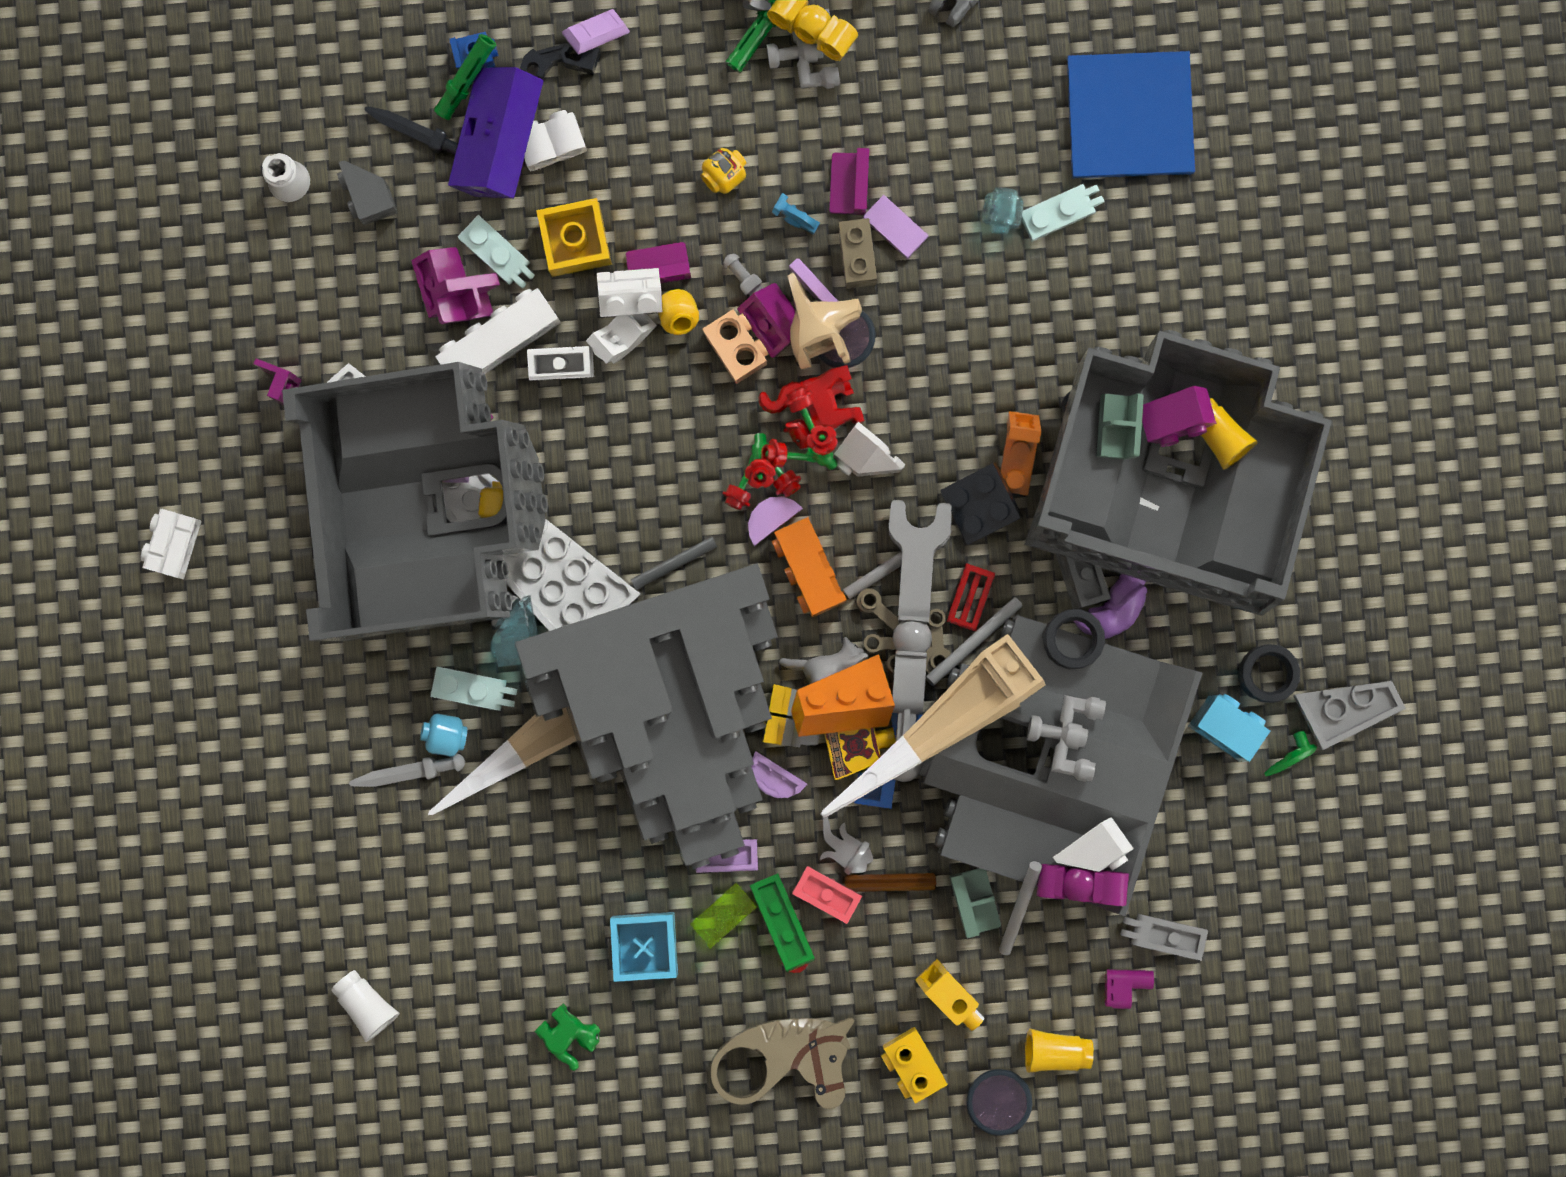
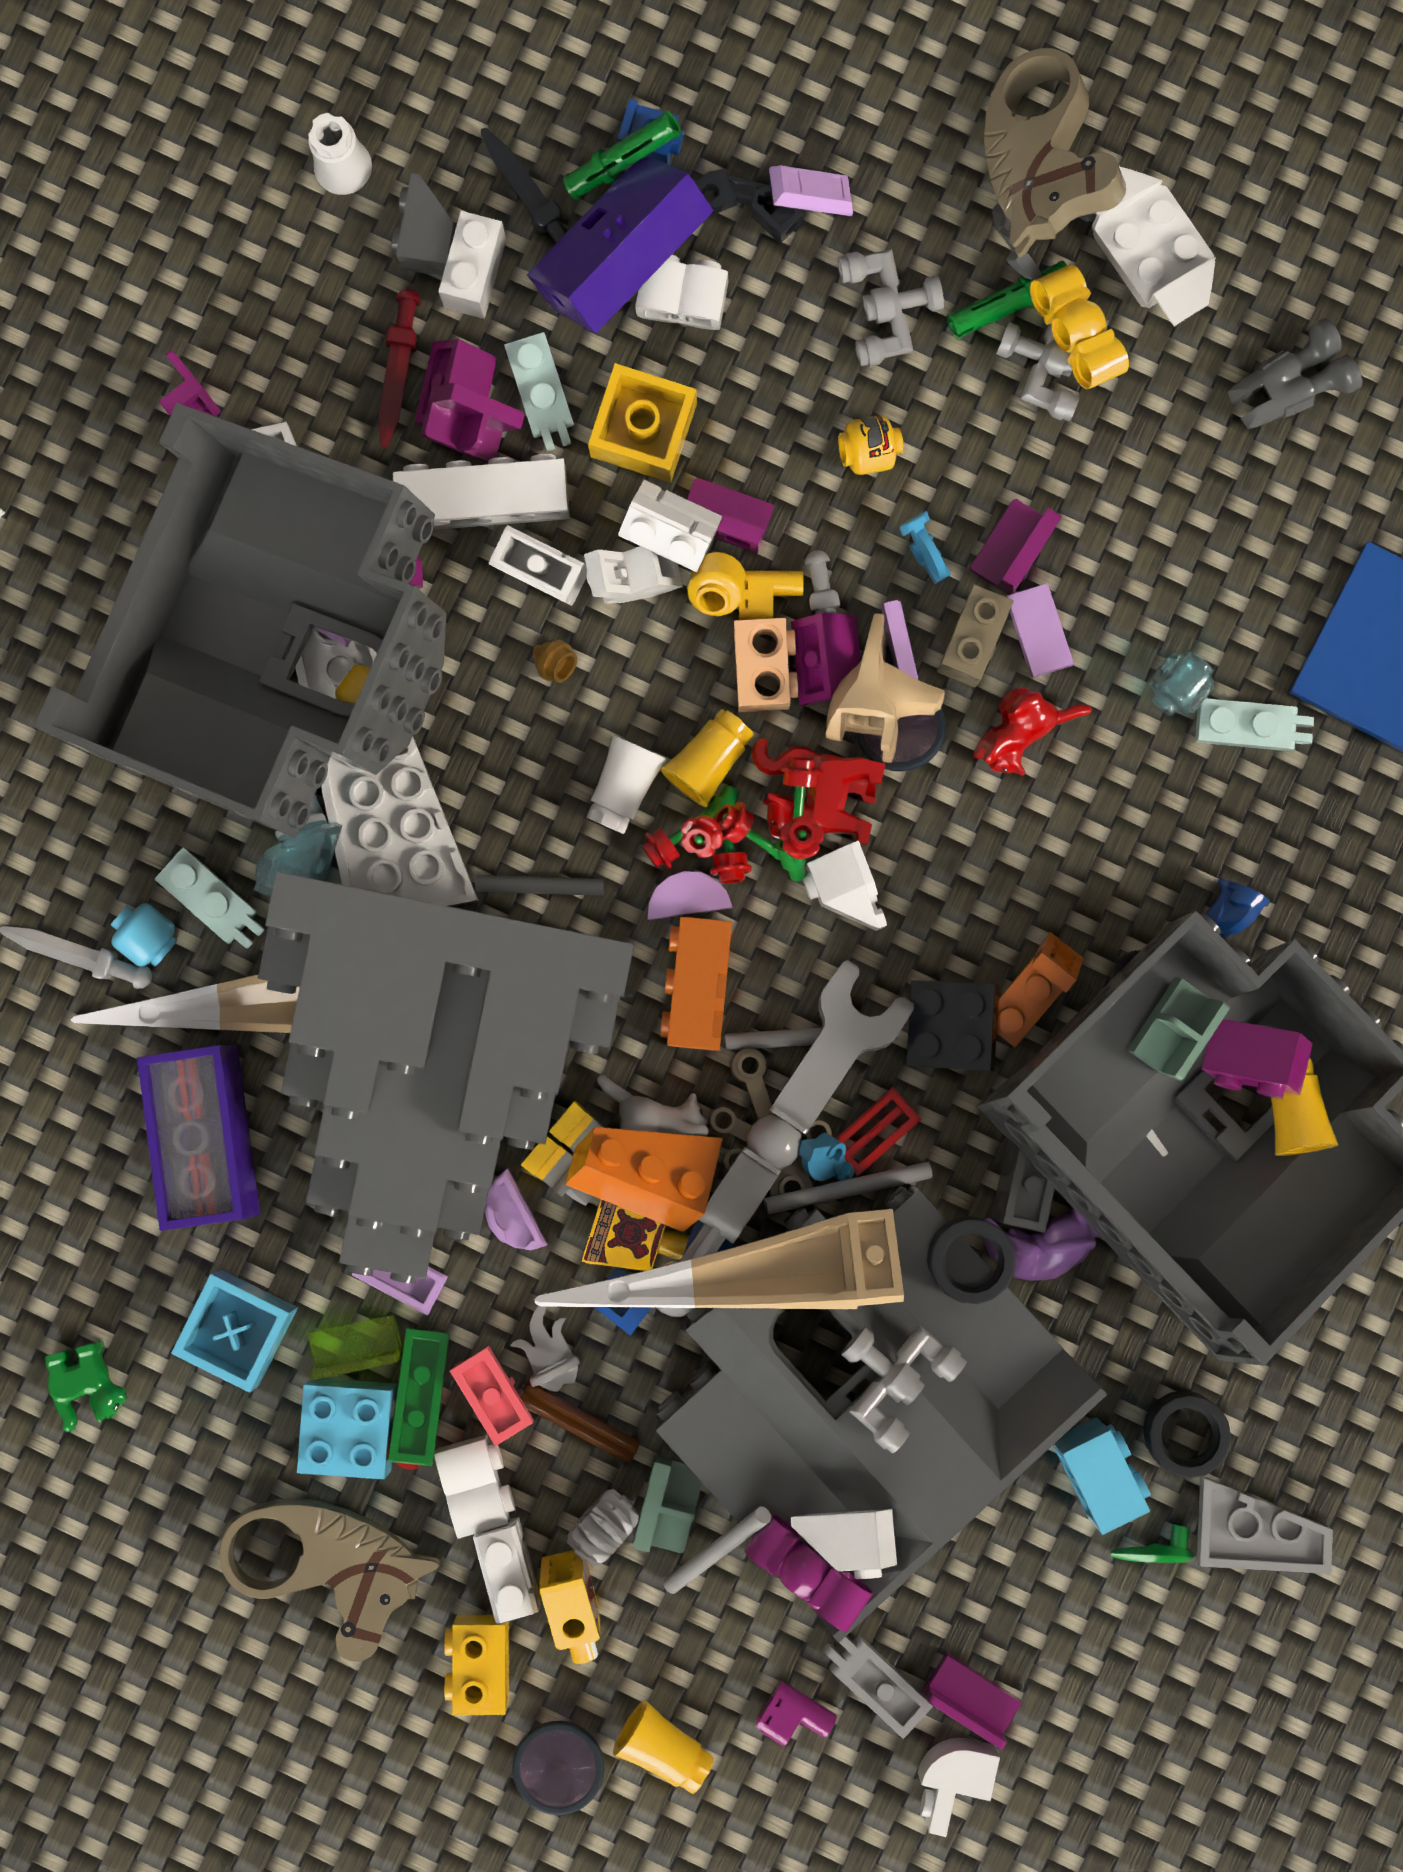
camera: 30 degrees right, 0 degrees up
(391, 270) = (401, 341): none -> dark red sword
(409, 198) = (472, 264): none -> white brick
(551, 839) = (198, 1137): none -> brick
(603, 417) = (555, 661): none -> pearl gold plate
(683, 75) = (886, 303): none -> light grey piece
(690, 469) = (623, 784): none -> white plant
(707, 296) = (760, 589): none -> yellow piece
(734, 423) = (708, 757): none -> yellow plant
(748, 967) = (346, 1428): none -> medium azure brick
(847, 958) = (473, 1485): none -> white brick
(898, 998) = (508, 1572): none -> white brick
(918, 288) = (1024, 721): none -> red animal
(942, 936) = (603, 1527): none -> light grey gear
(949, 630) = (825, 1158): none -> dark azure piece
(1114, 331) = (1236, 907): none -> blue animal
(1229, 912) = (971, 1699): none -> magenta panel
(1242, 961) = (952, 1768): none -> white brick

